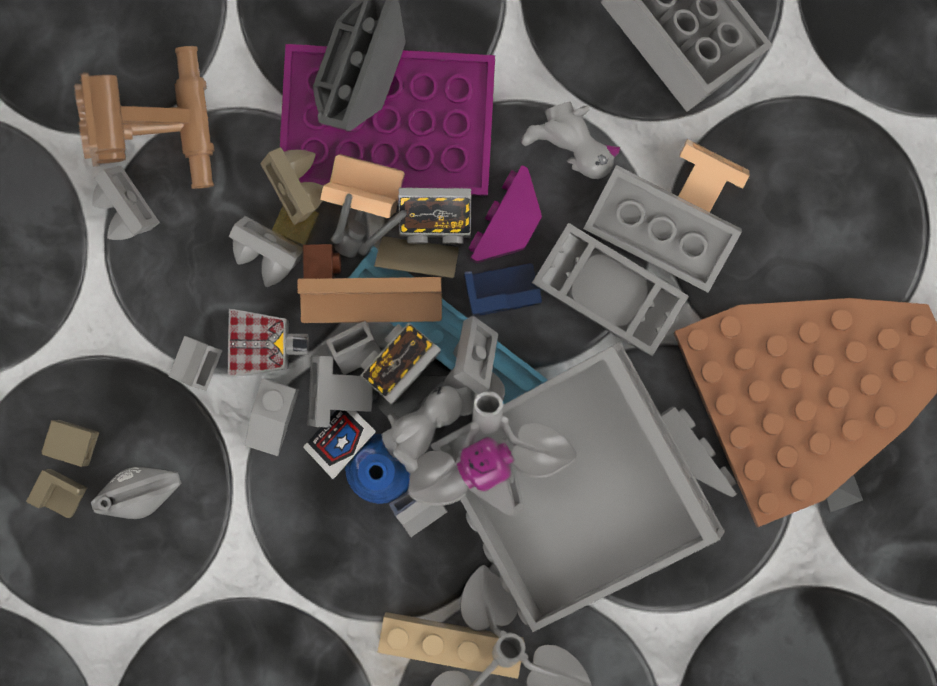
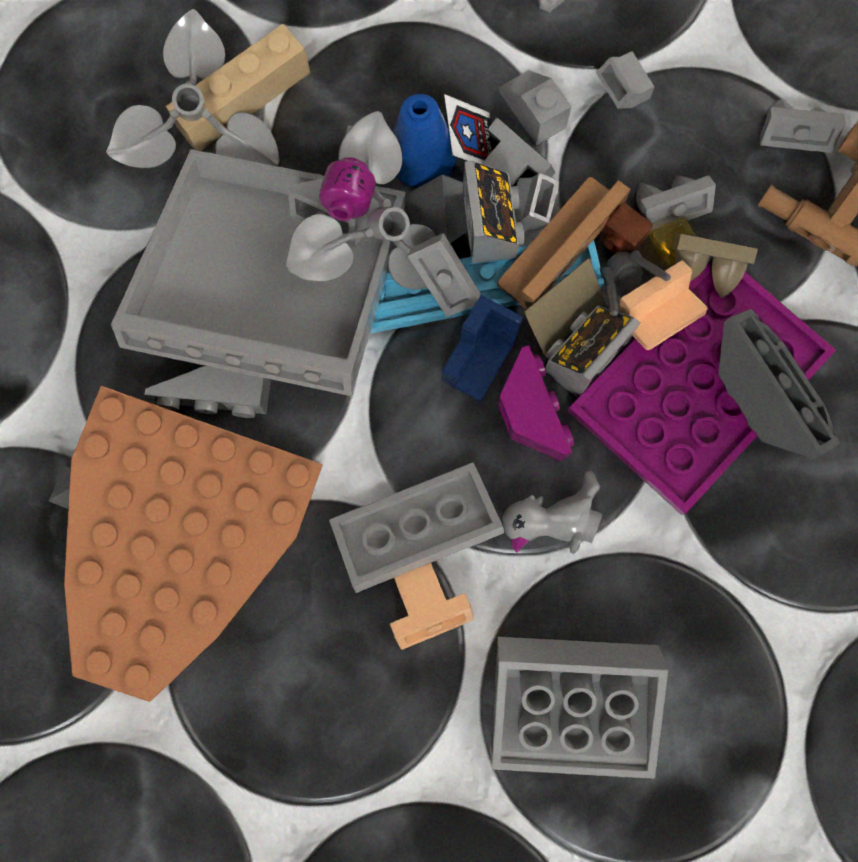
camera: 135 degrees right, 10 degrees down
(261, 343) = (600, 137): torso -> none
(414, 431) = (425, 172): light grey animal -> none
(610, 289) = (403, 441): light grey slope -> none

